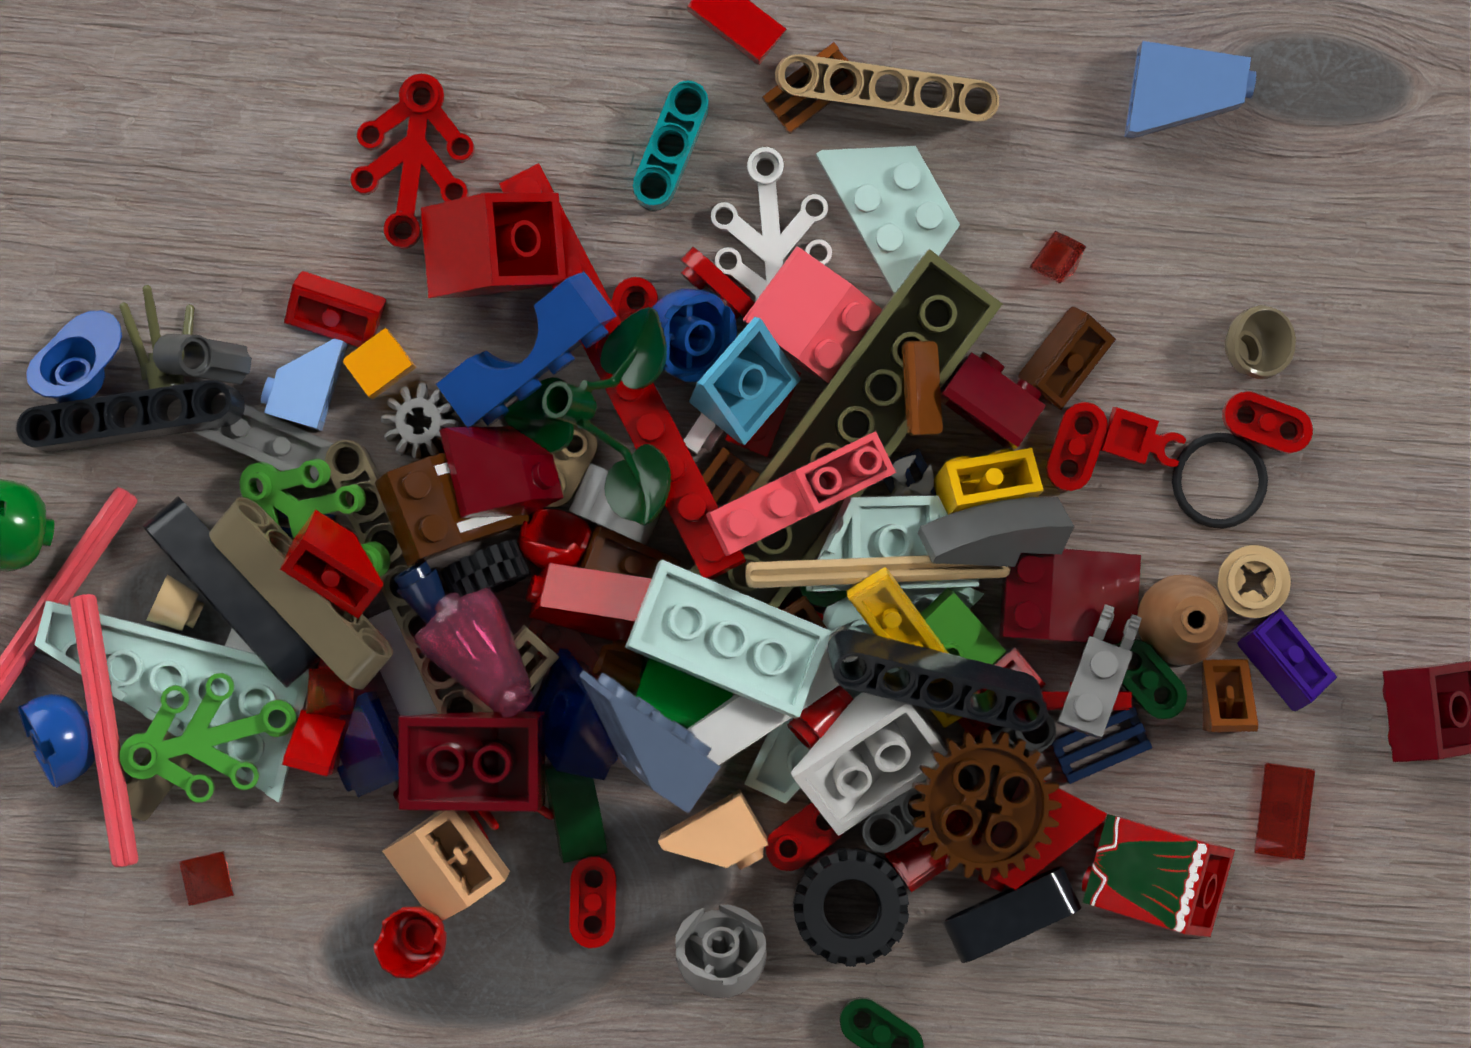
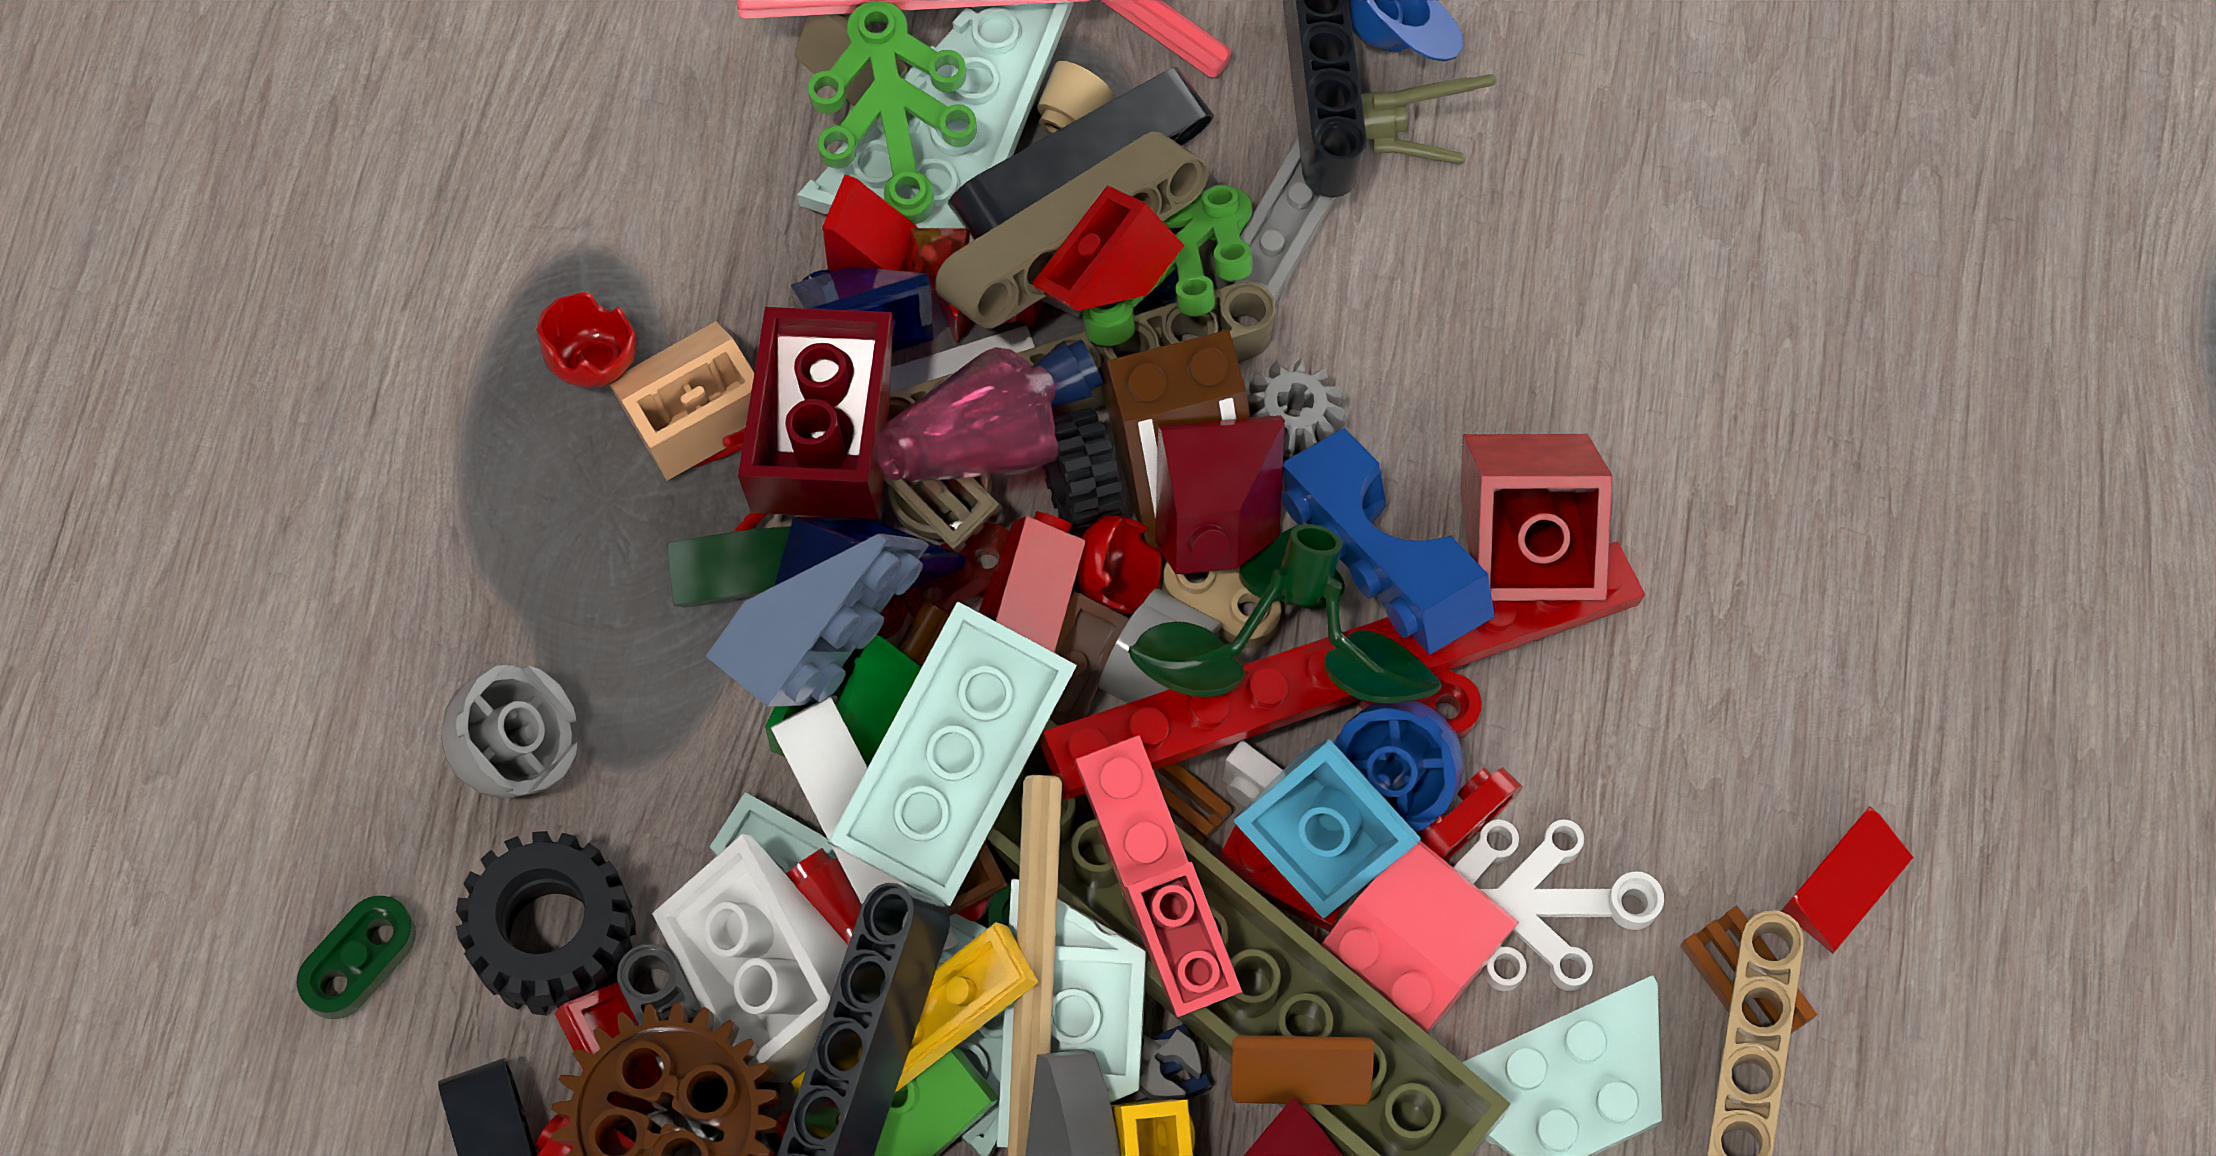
camera: 90 degrees right, 20 degrees down
(202, 358) = (1393, 154): dark grey piece -> none
(206, 878) = (710, 117): clear red slope -> none
(305, 386) = (1351, 280): light blue slope -> none
(334, 309) = (1450, 327): red slope -> none
(379, 363) = (1375, 368): light orange panel -> none
(412, 152) = (1661, 436): red plant -> none
(592, 901) = (611, 577): red plate -> none
(677, 124) = (1699, 766): teal beam -> none
(719, 834) = (673, 734): light nougat slope -> none
(805, 833) = (655, 877): red plate -> none

